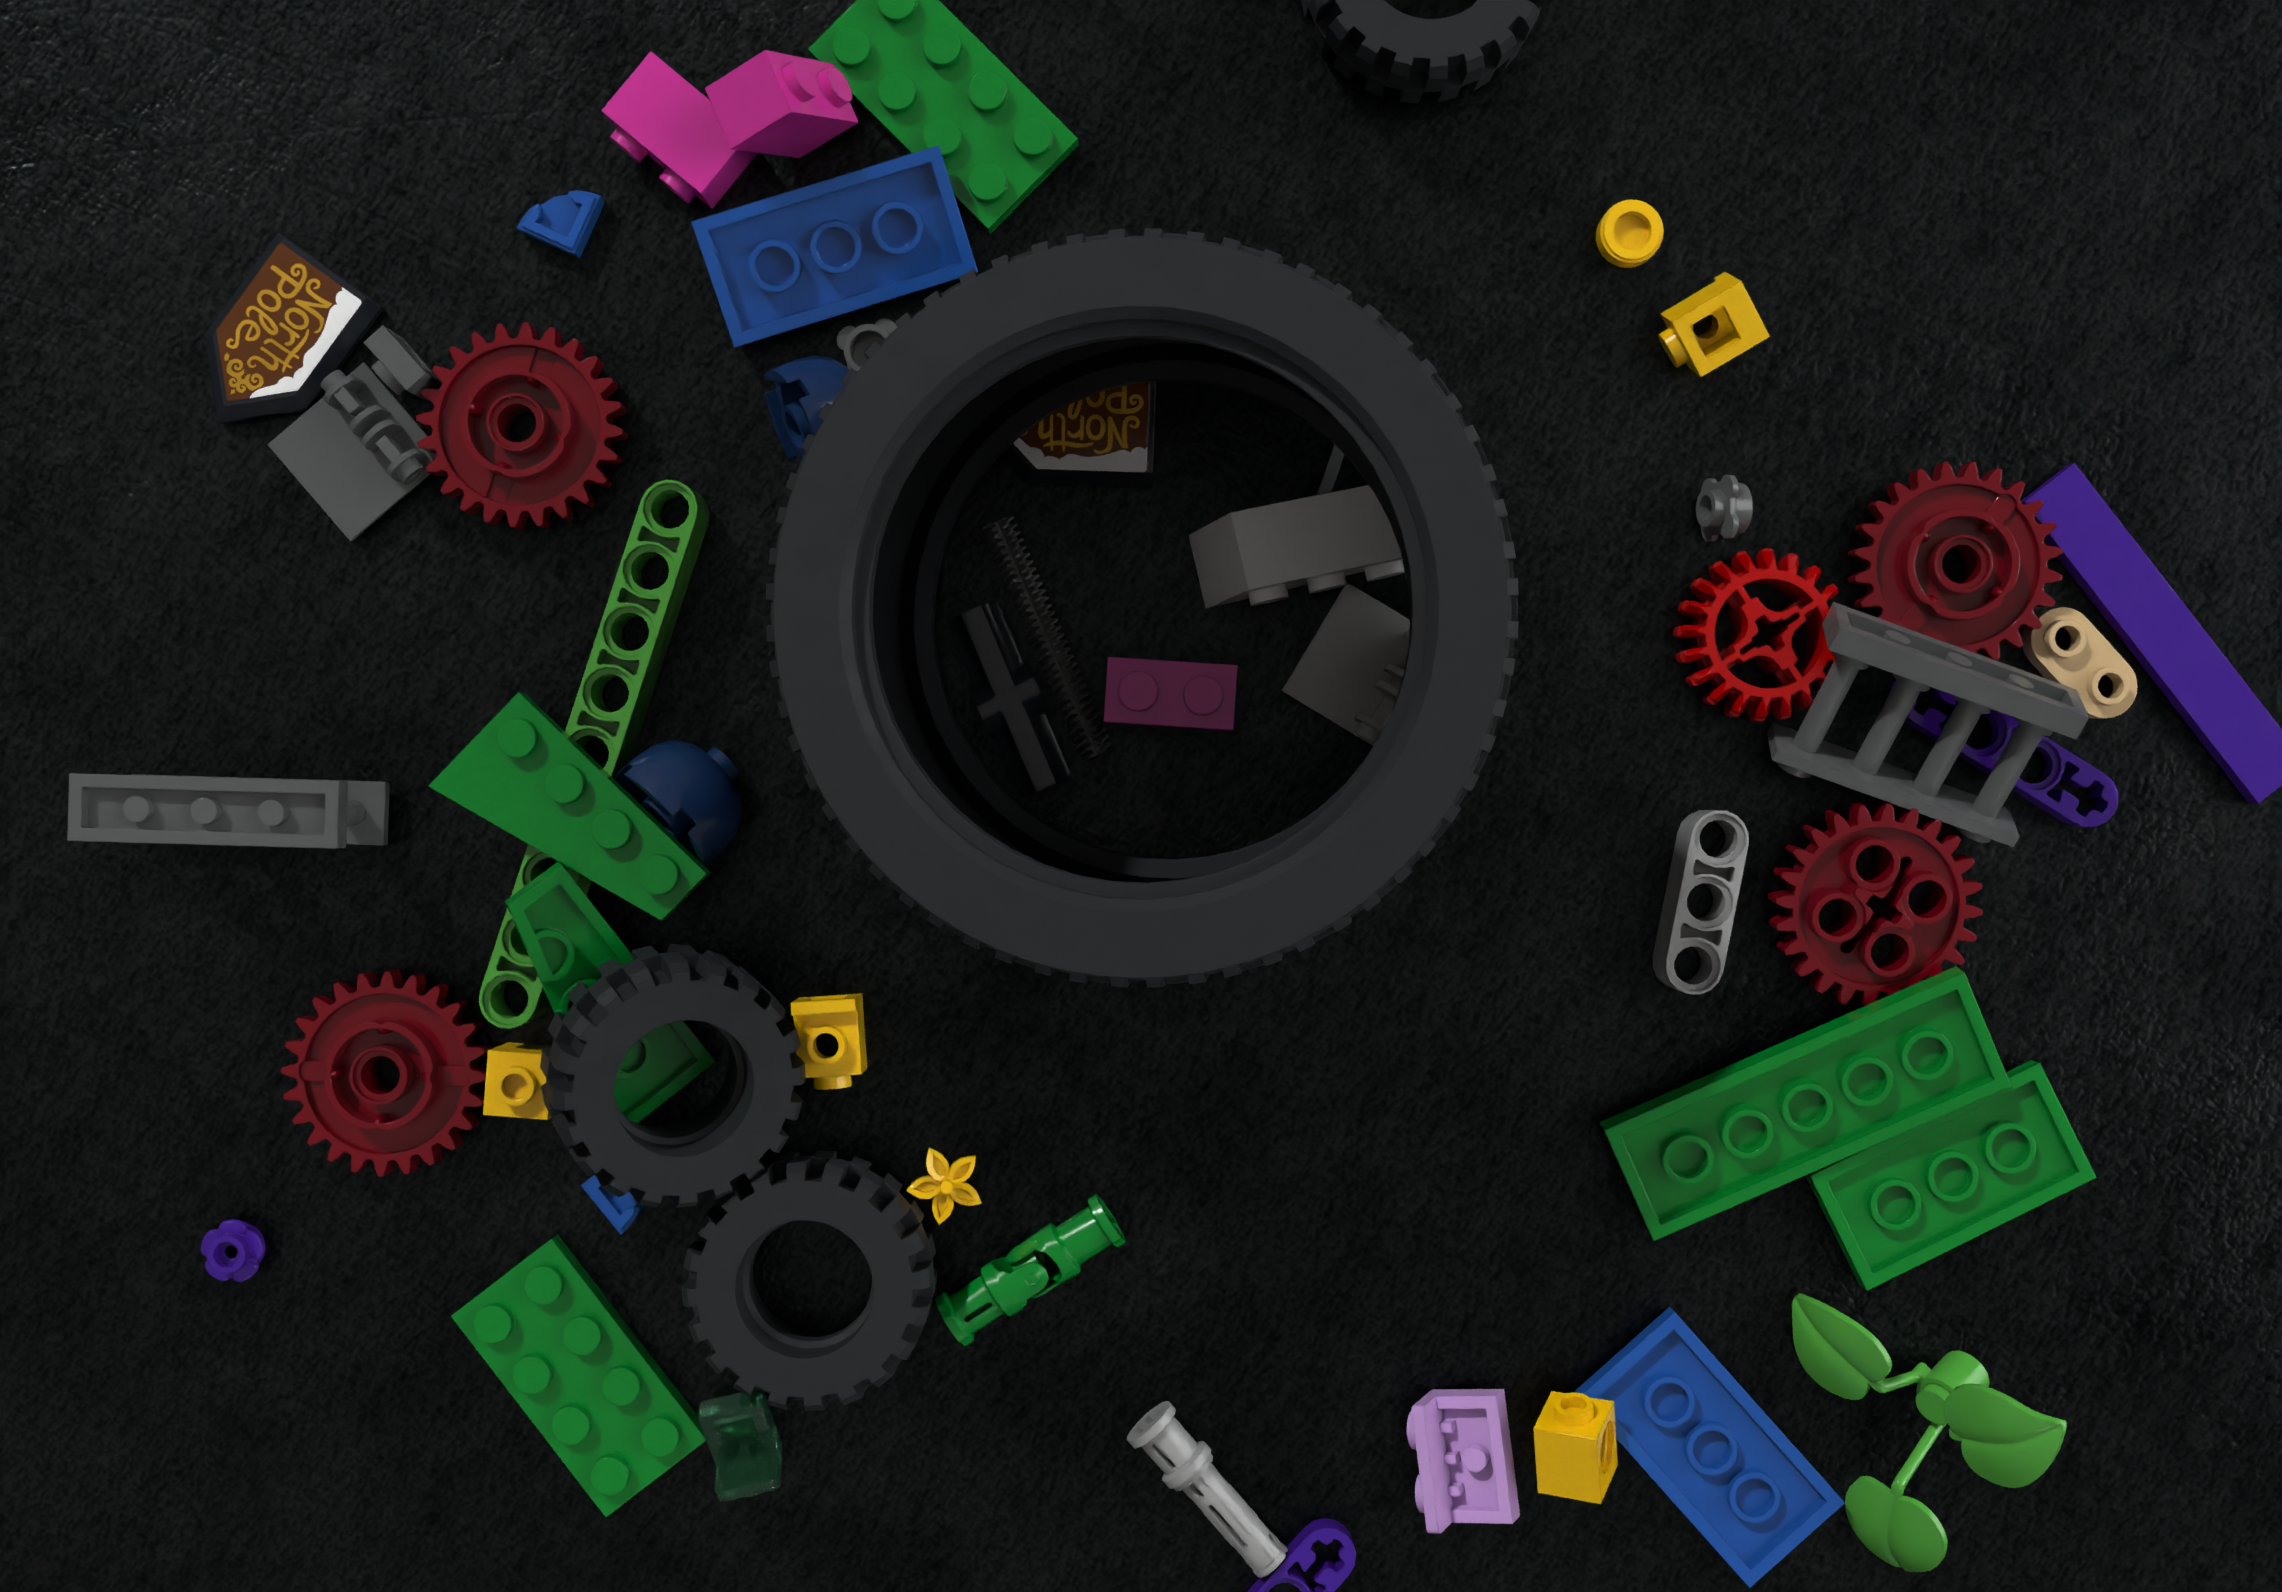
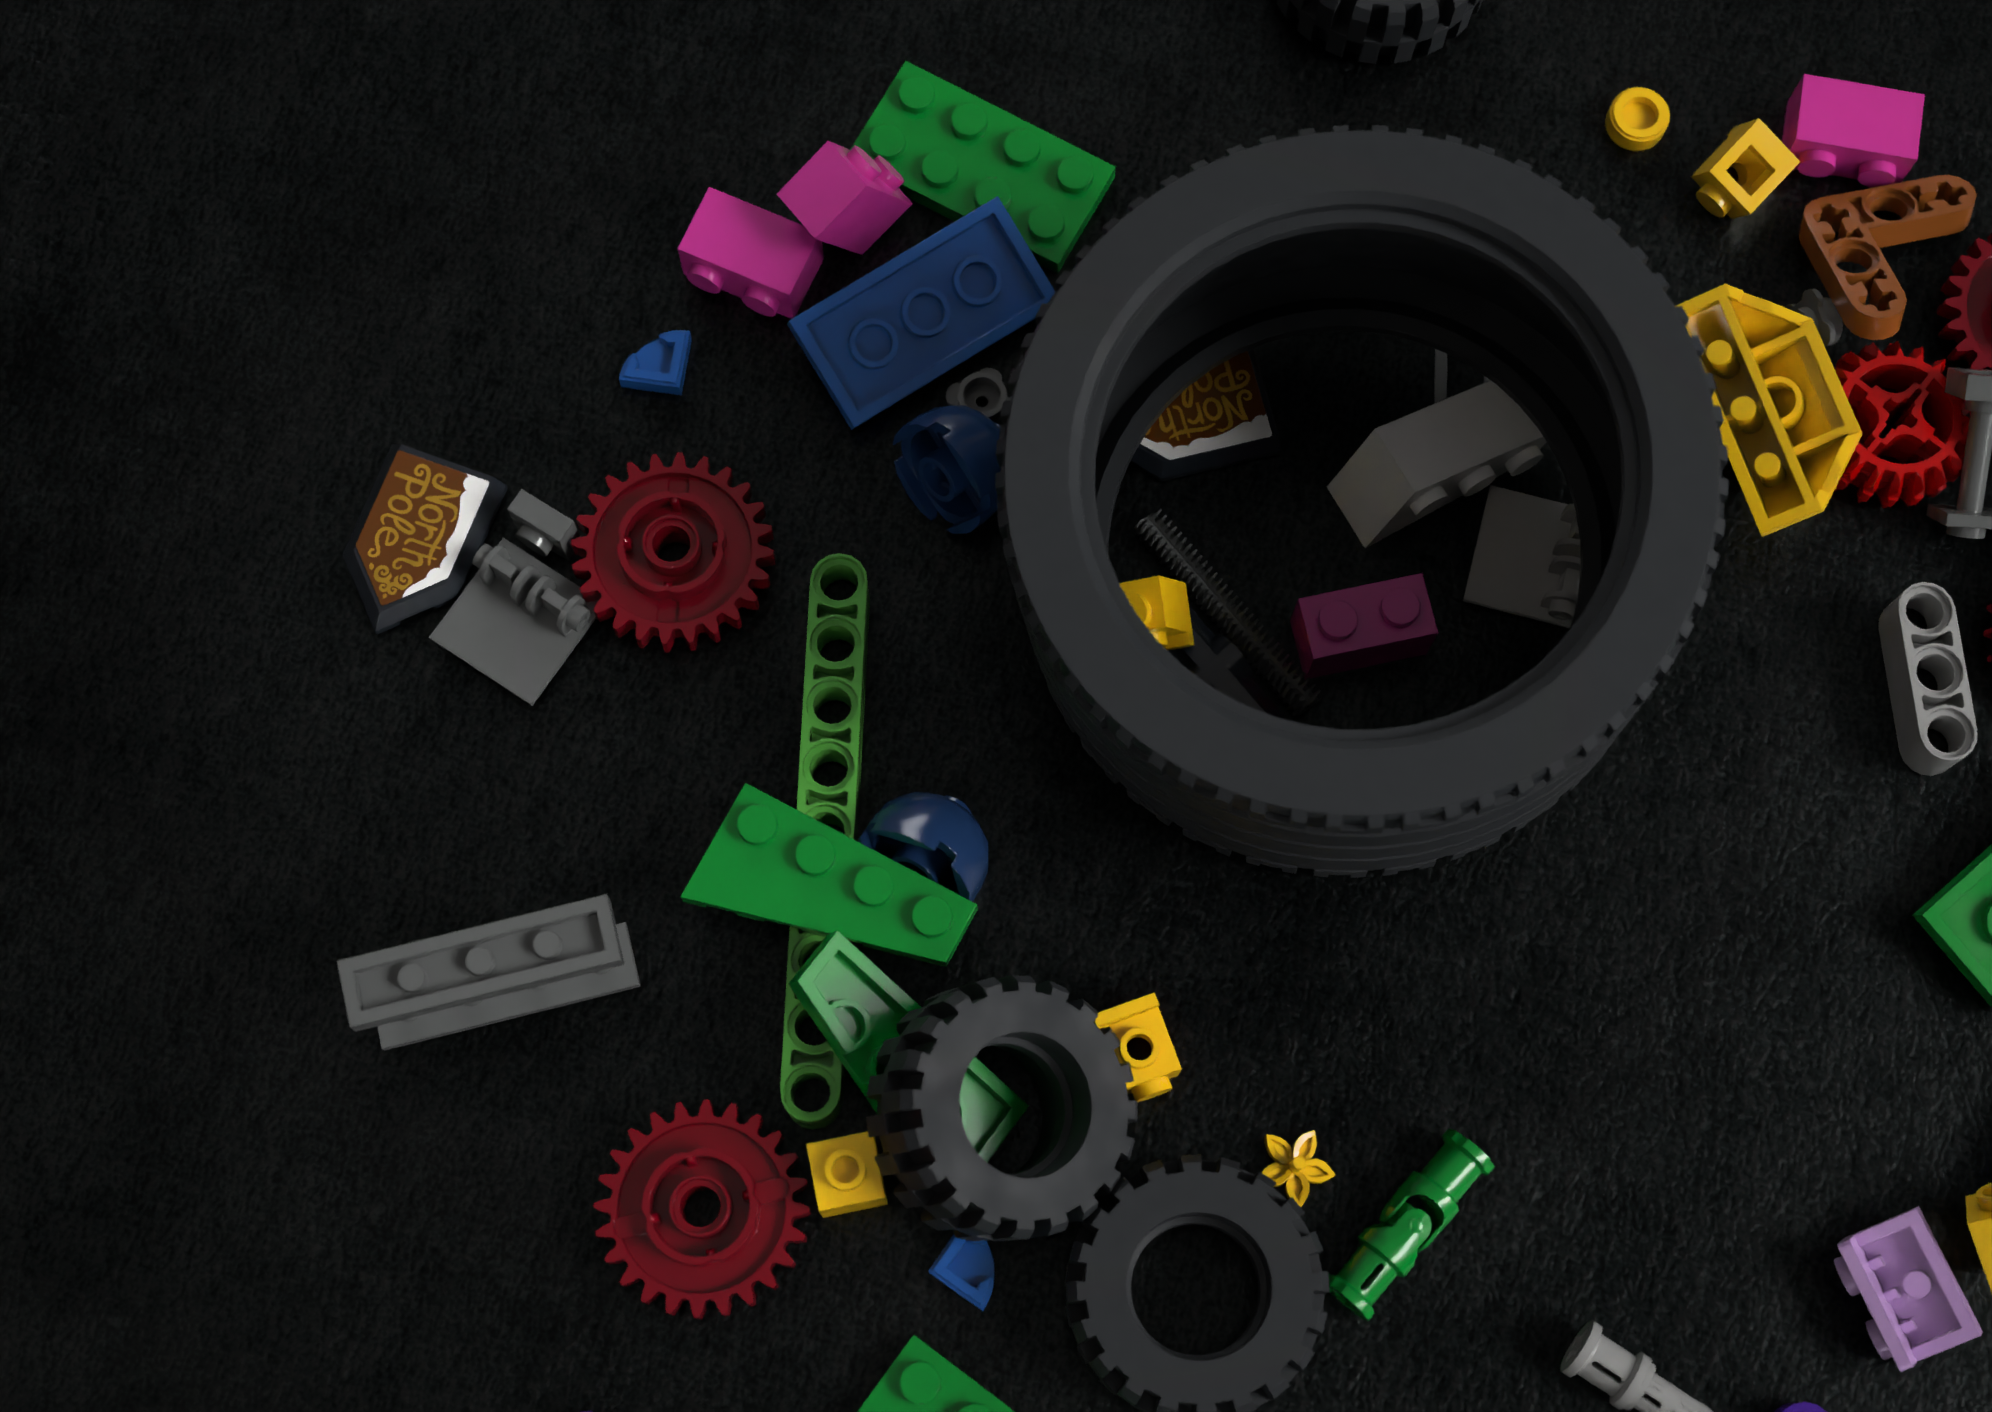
camera: 15 degrees left, 15 degrees down
(952, 635) = (1163, 609): none -> yellow brick
(1640, 587) = (1779, 403): none -> yellow wedge
(1812, 425) = (1927, 209): none -> dark orange beam
(1840, 313) = (1853, 130): none -> dark pink brick

